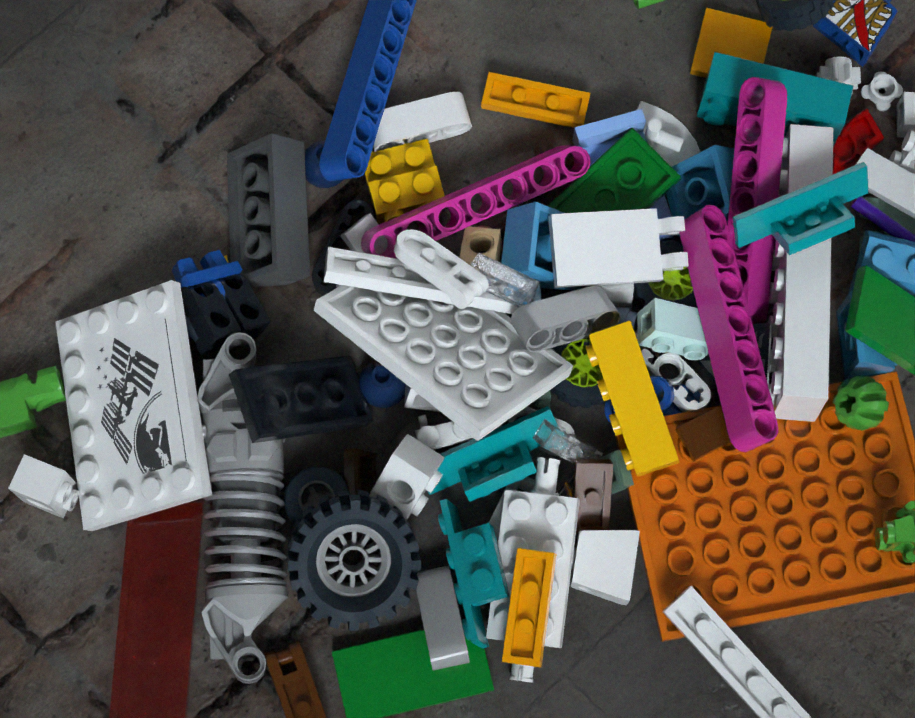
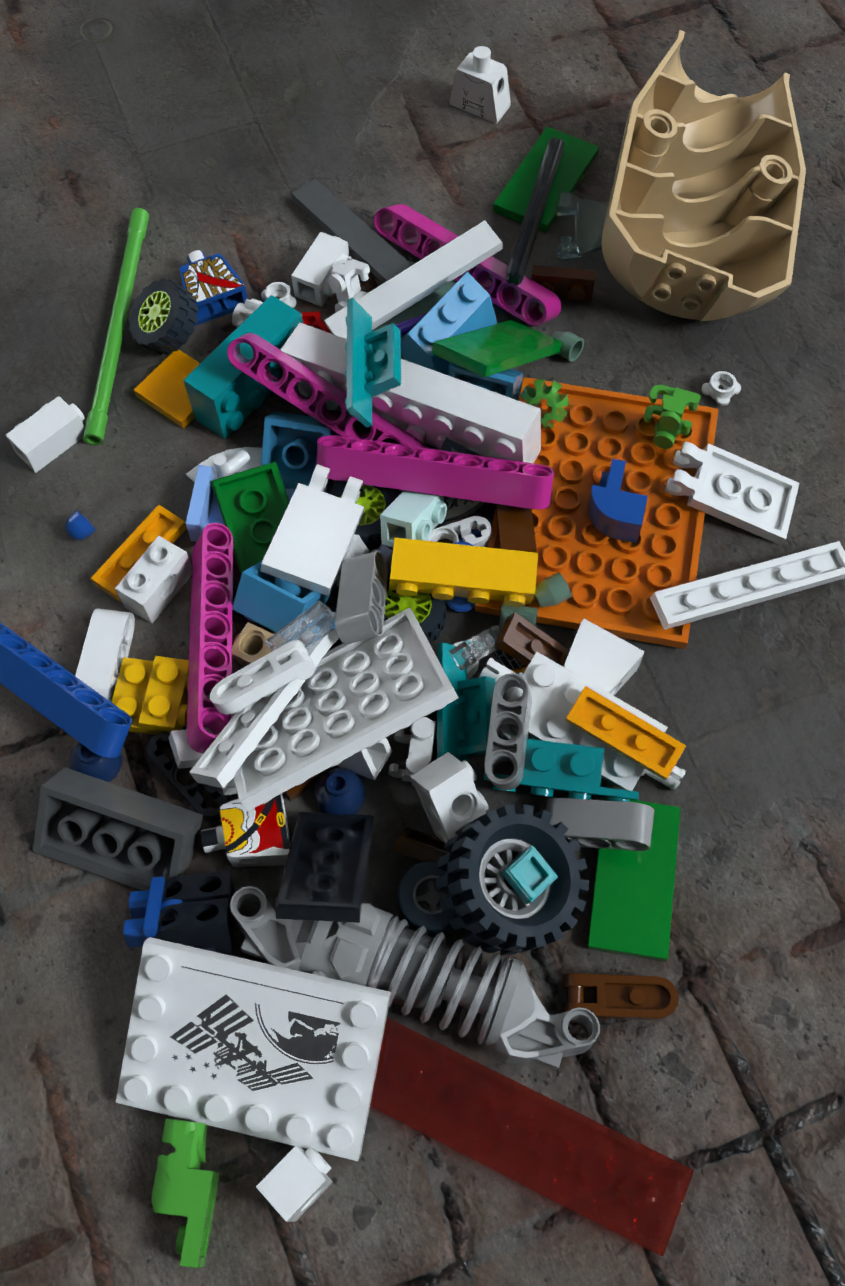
camera: 65 degrees left, 10 degrees down
(307, 331) = (252, 836): none -> torso
(360, 571) = (529, 874): none -> teal tile
(466, 498) = (508, 713): none -> light grey beam
(511, 127) = (154, 579): none -> white brick
(539, 34) = (78, 526): none -> blue hinge
(656, 491) = (552, 591): none -> sand green hose
(769, 517) = (616, 511): none -> blue brick
(858, 634) = (735, 490): none -> white tile

